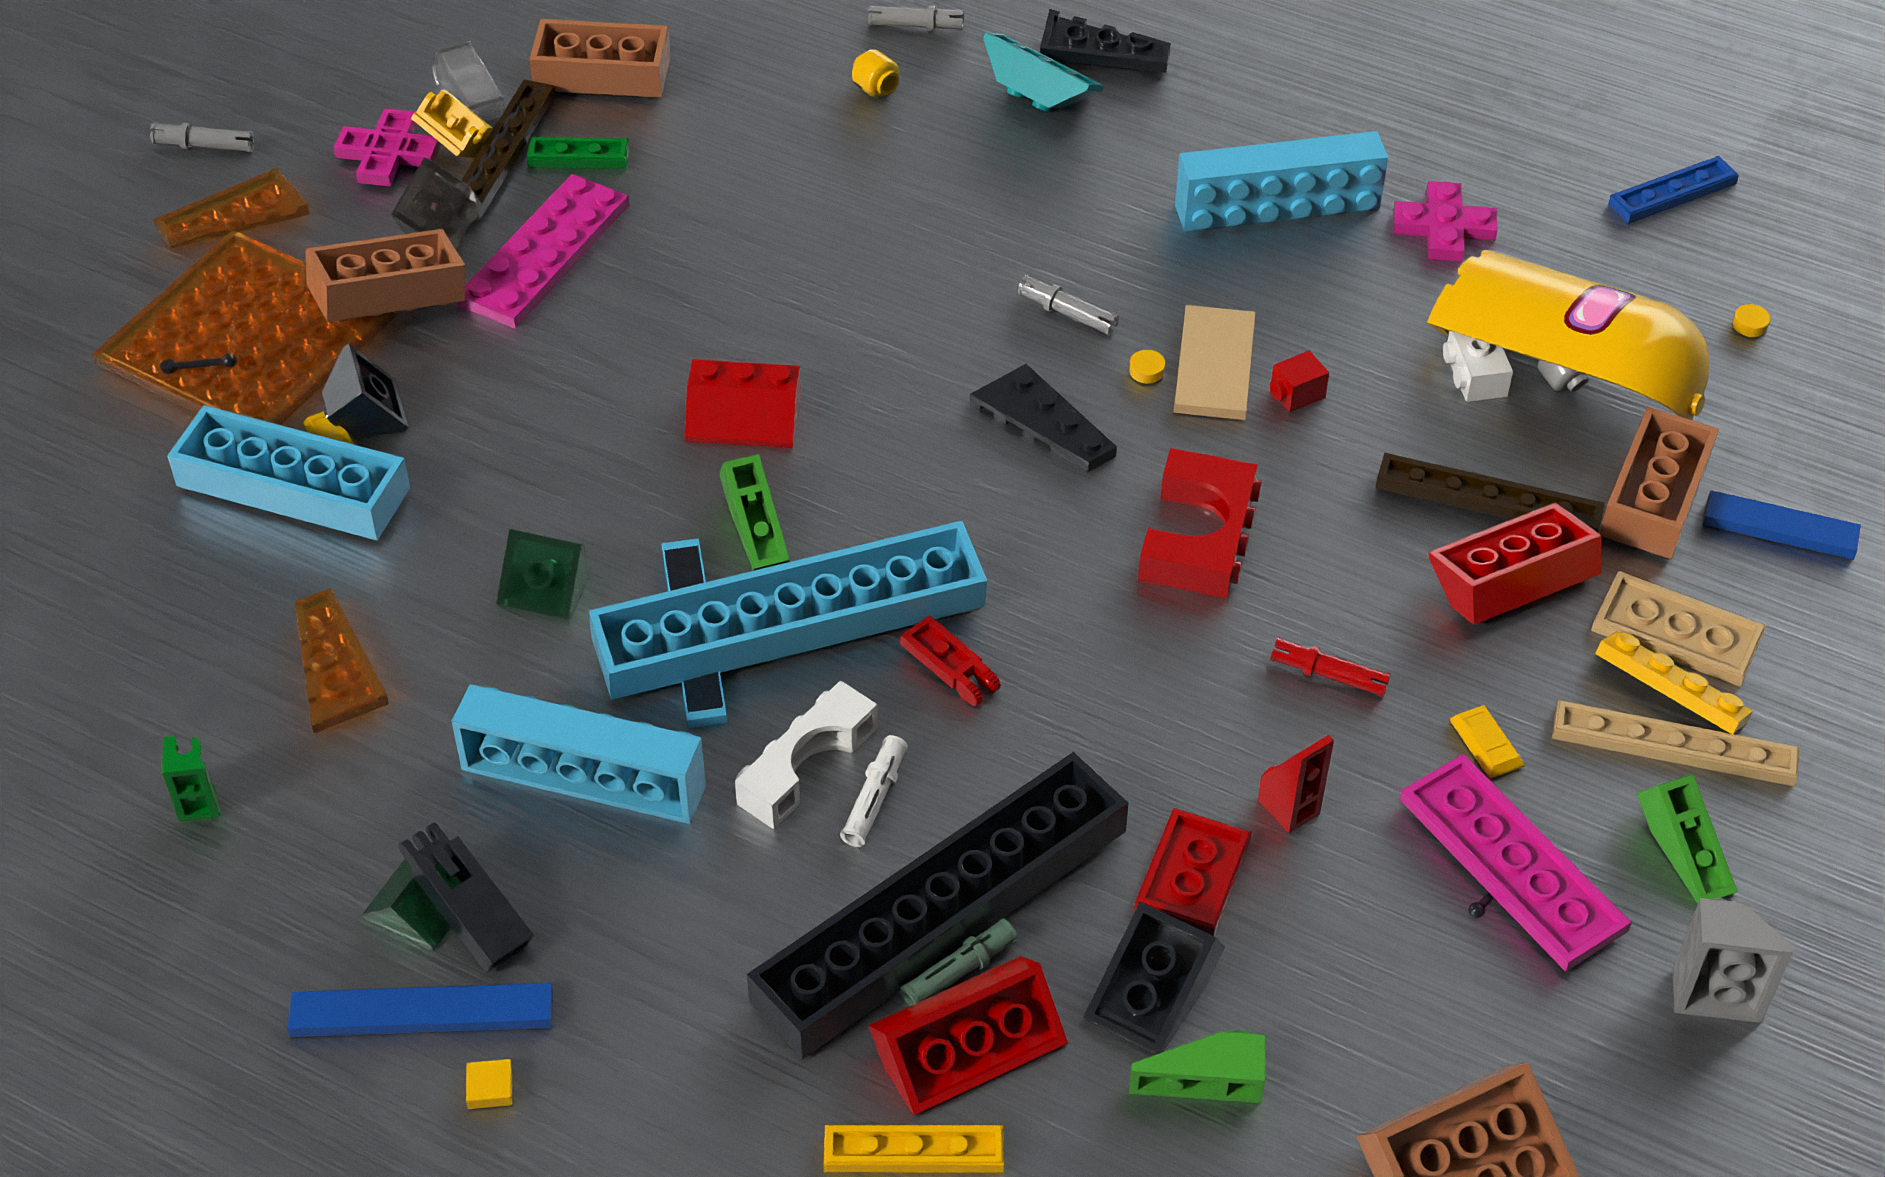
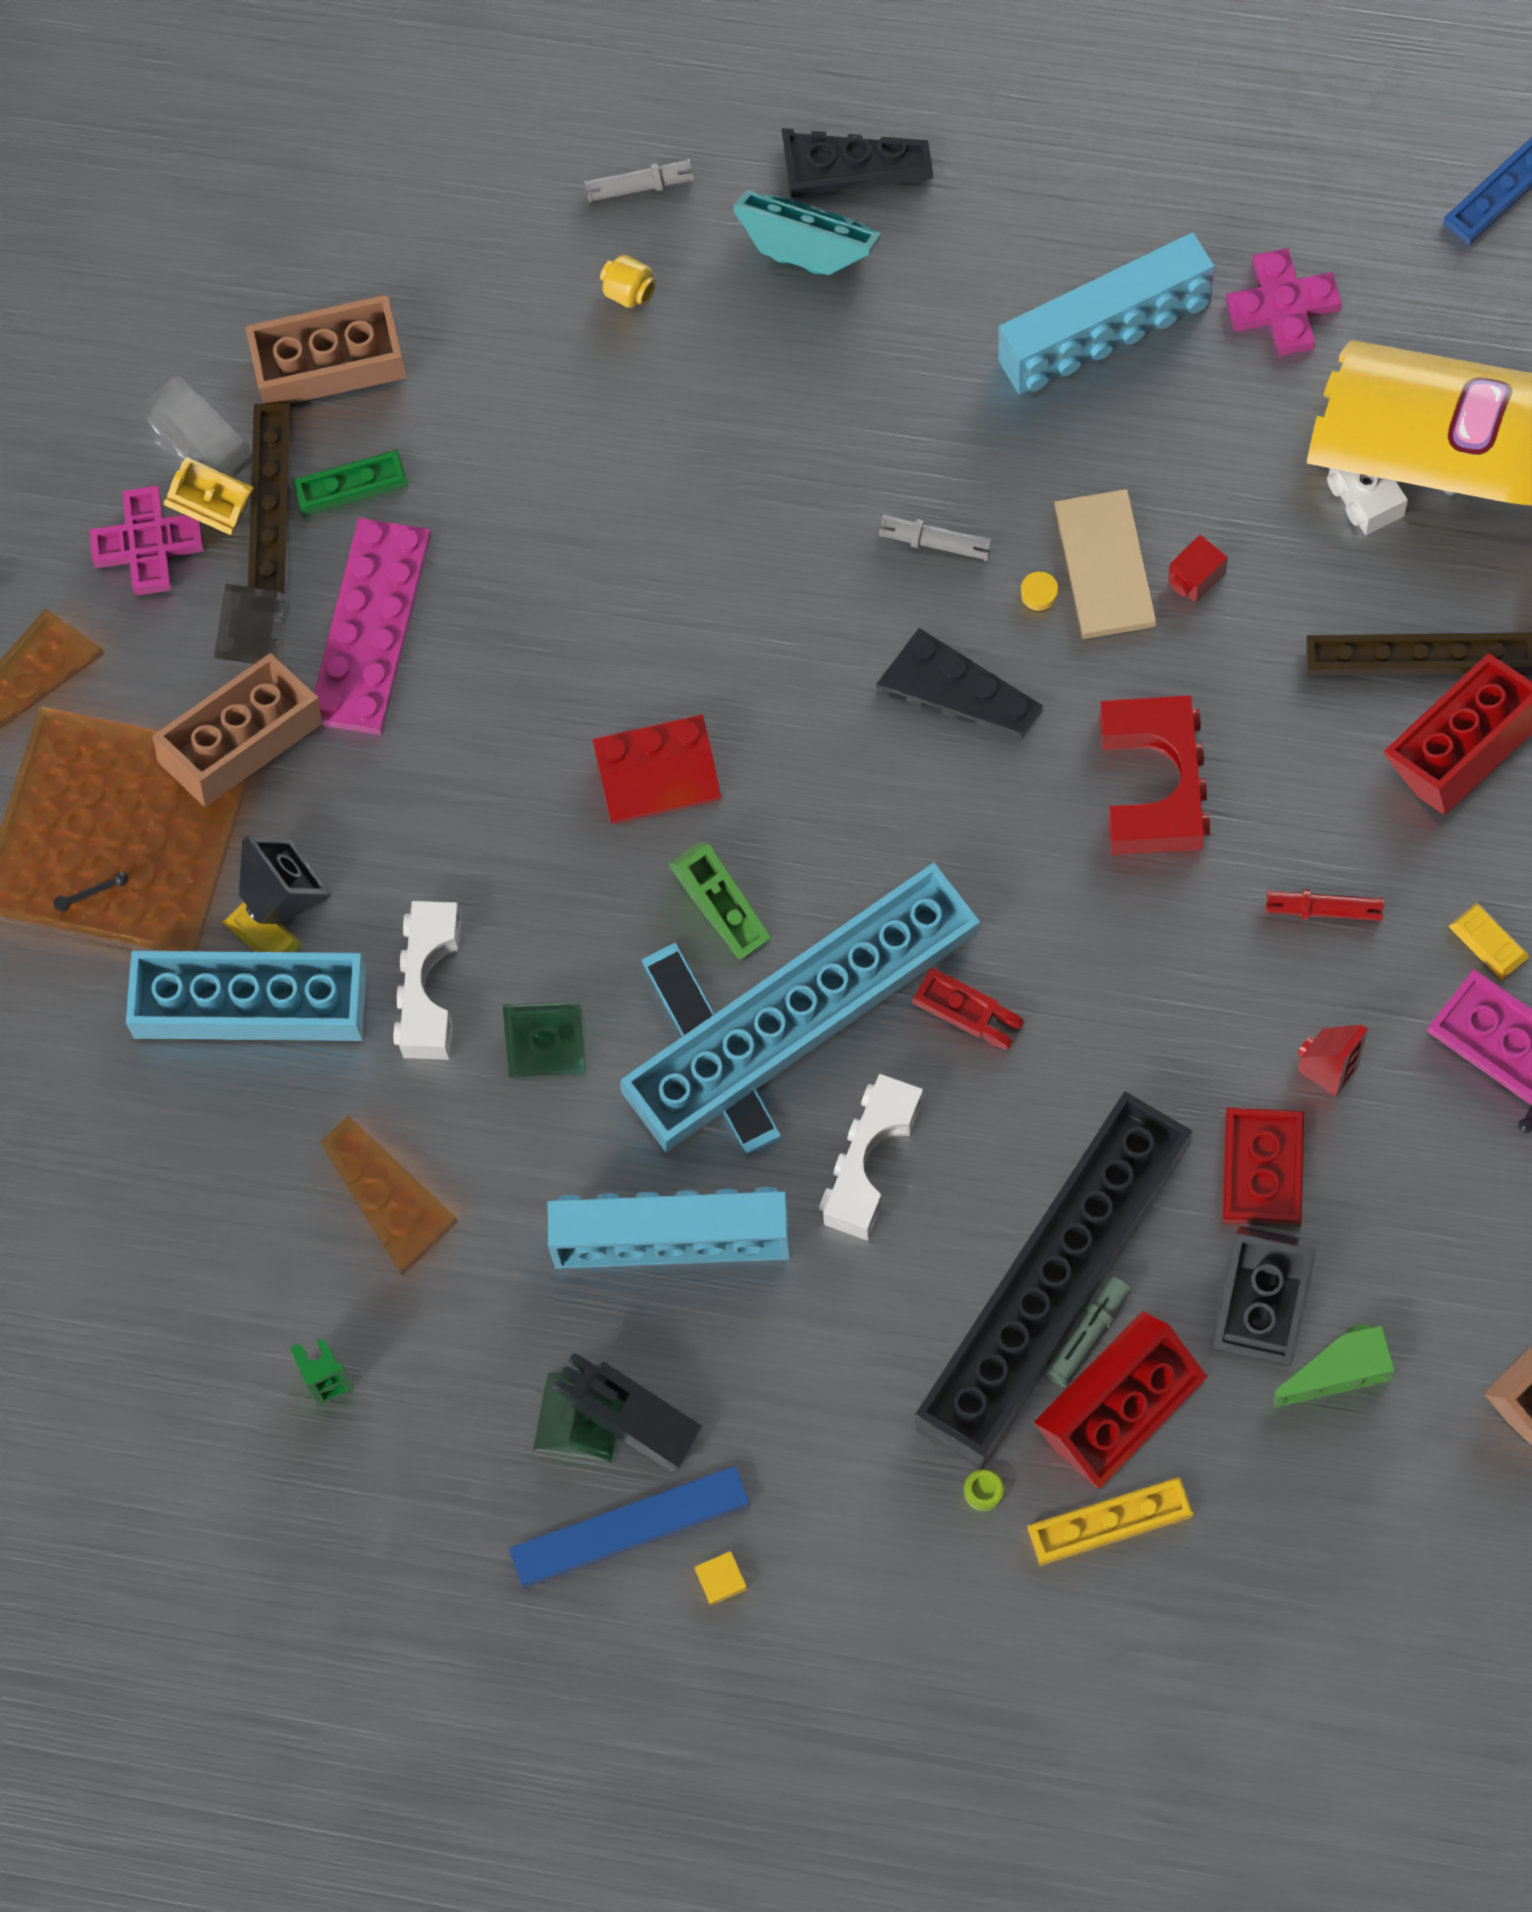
camera: 10 degrees left, 20 degrees up
(478, 475) = (431, 935): none -> white arch
(794, 1080) = (984, 1490): none -> lime tile
(880, 777) = (948, 1175): white pin -> none

